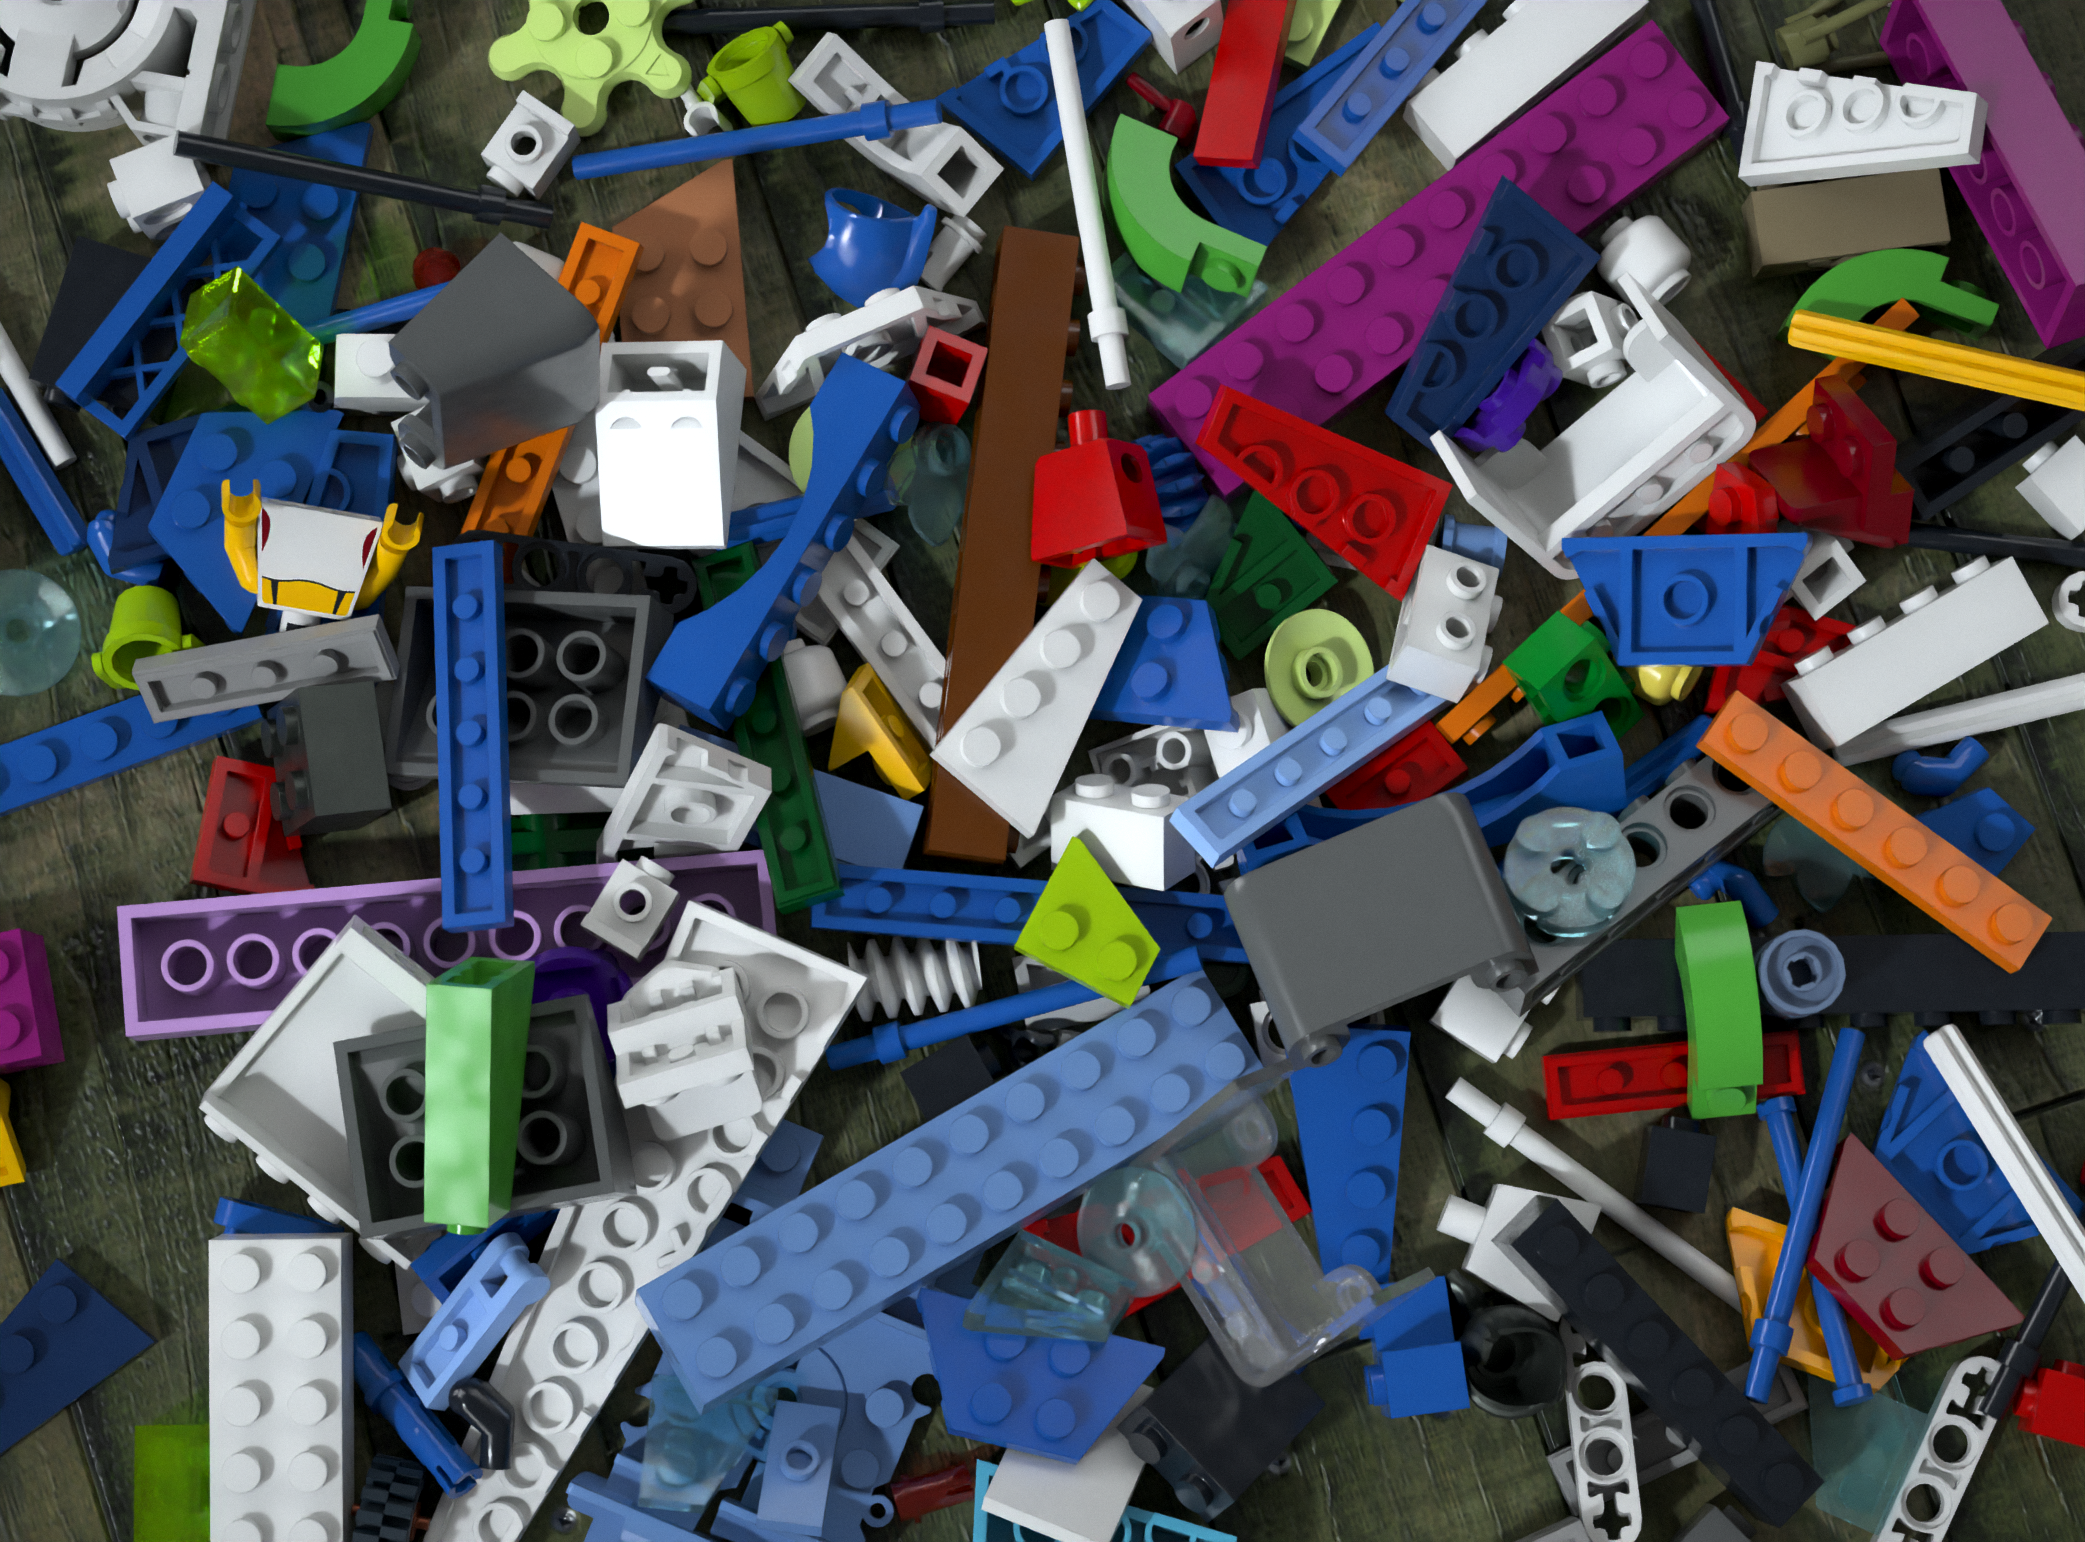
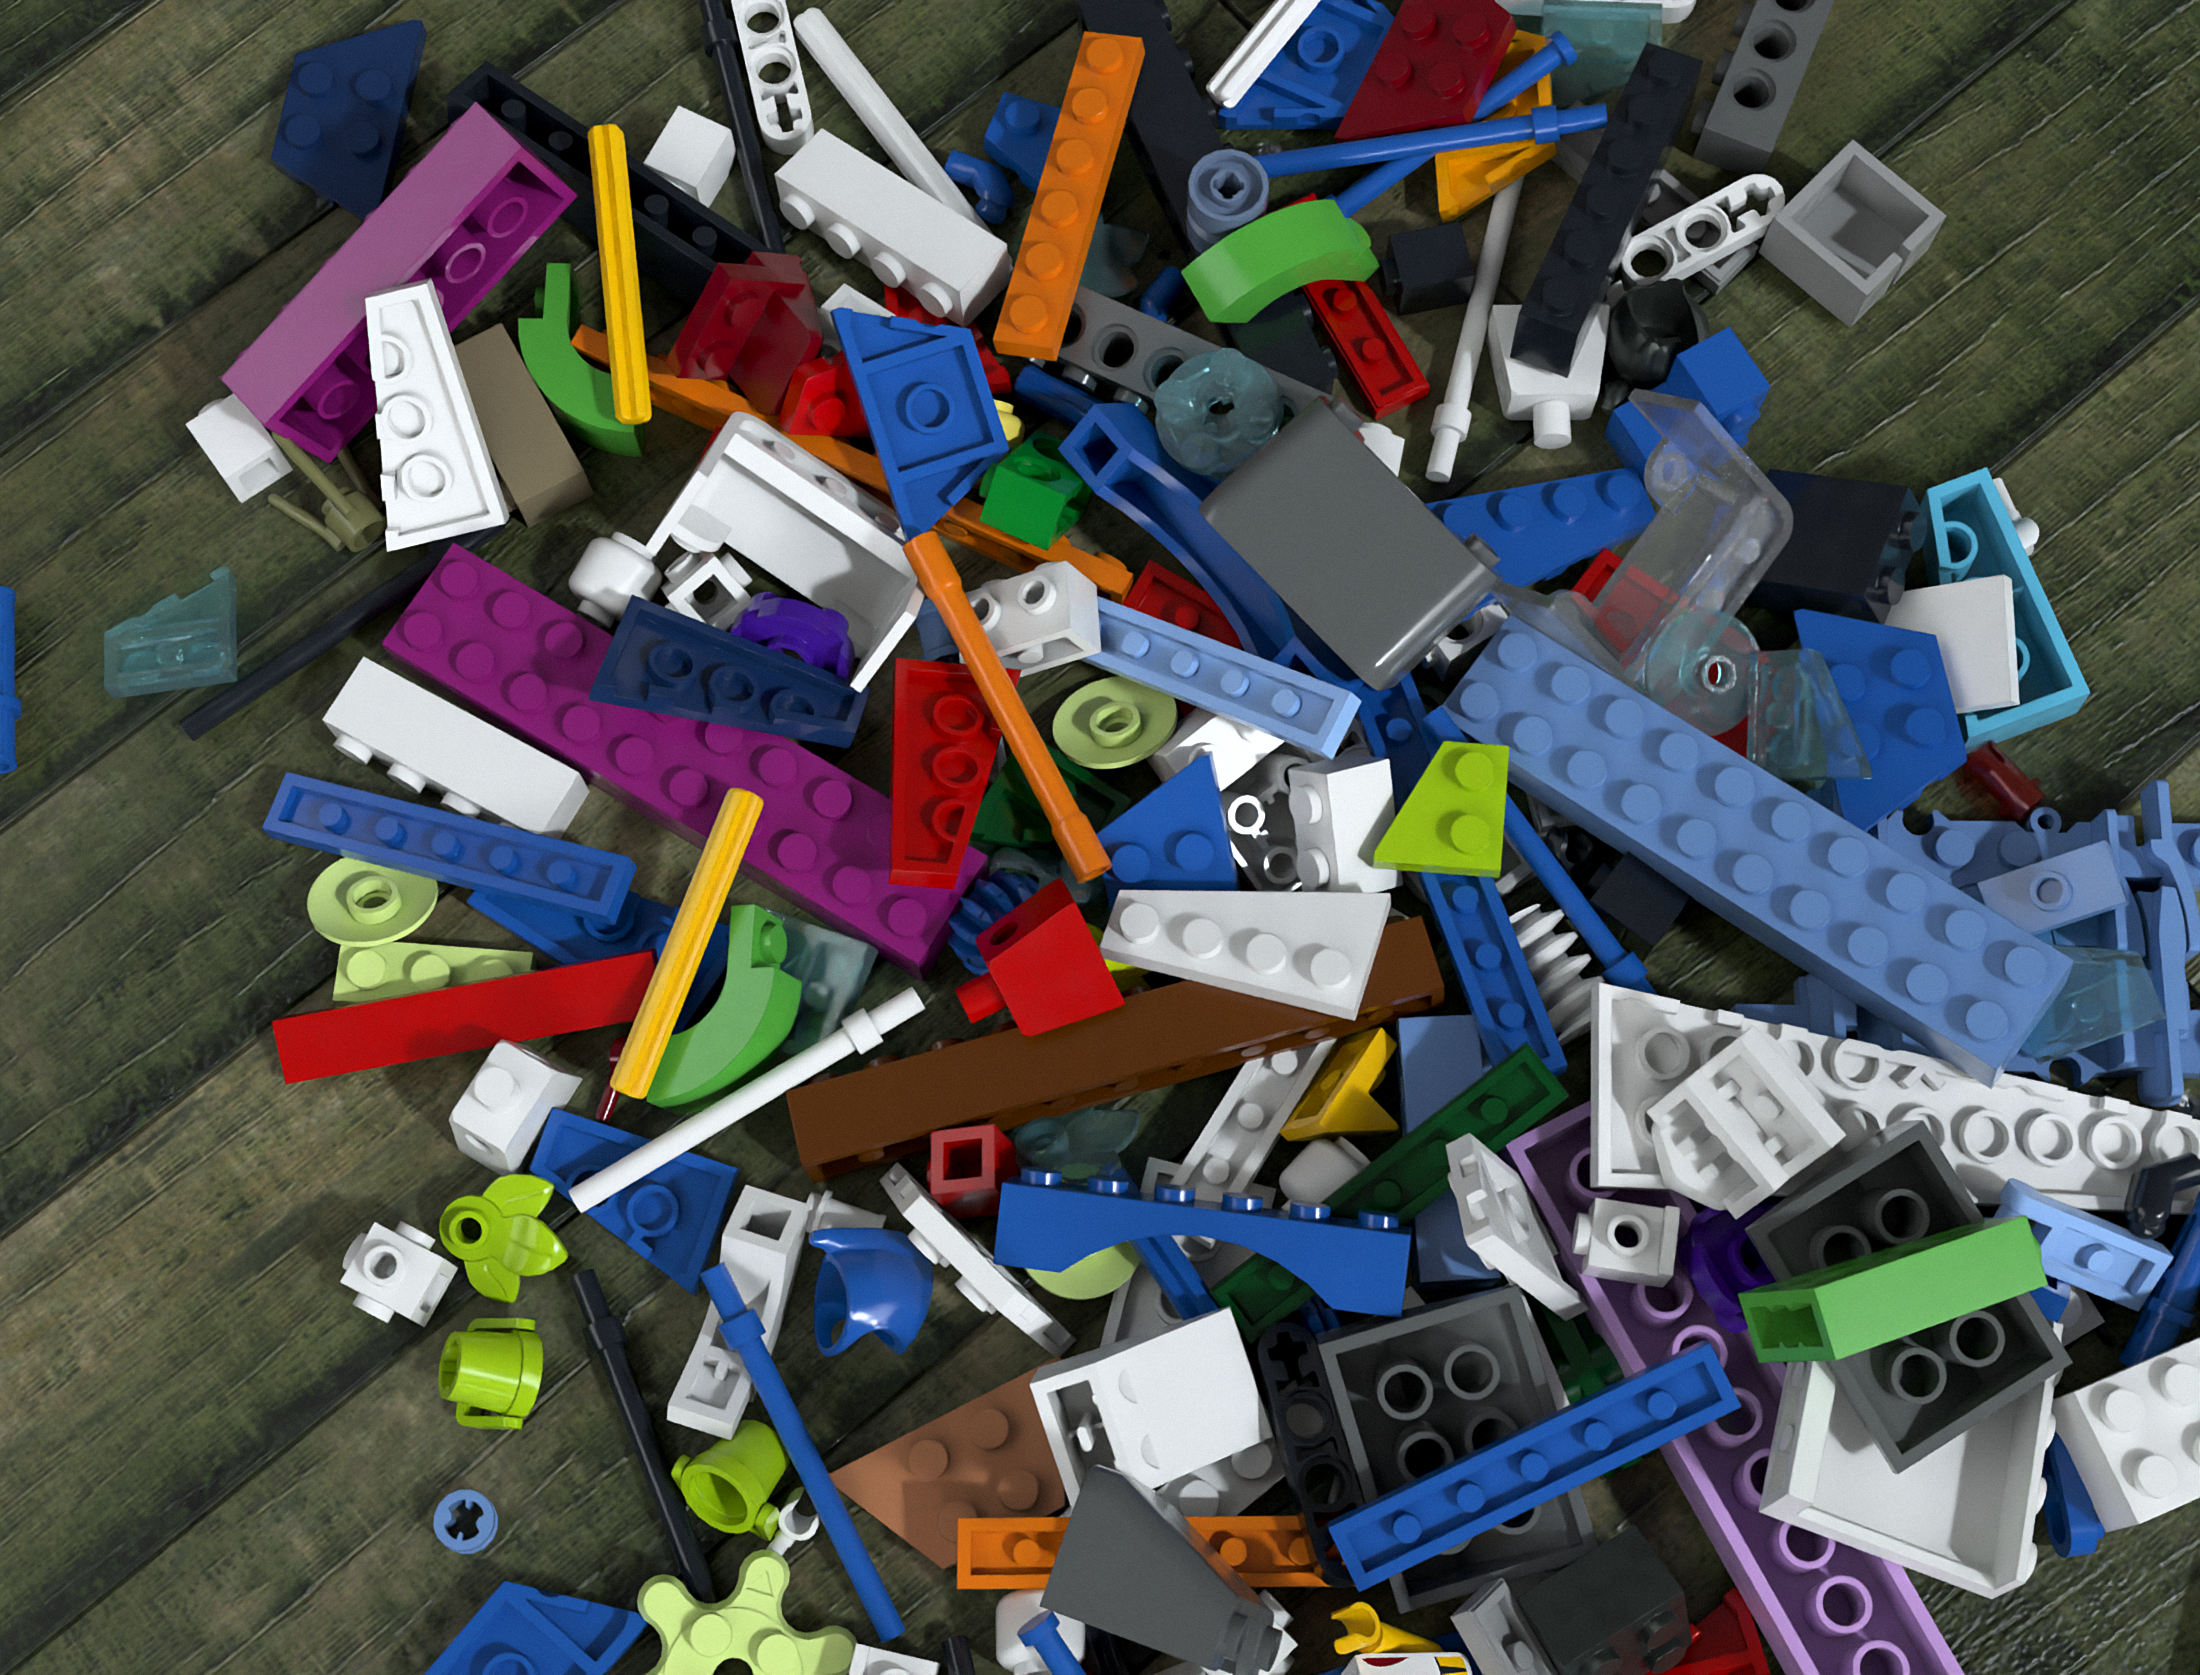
camera: 110 degrees left, 10 degrees down
(1247, 194) = (686, 943): none -> yellow axle
(1498, 548) = (1069, 825): none -> orange piece

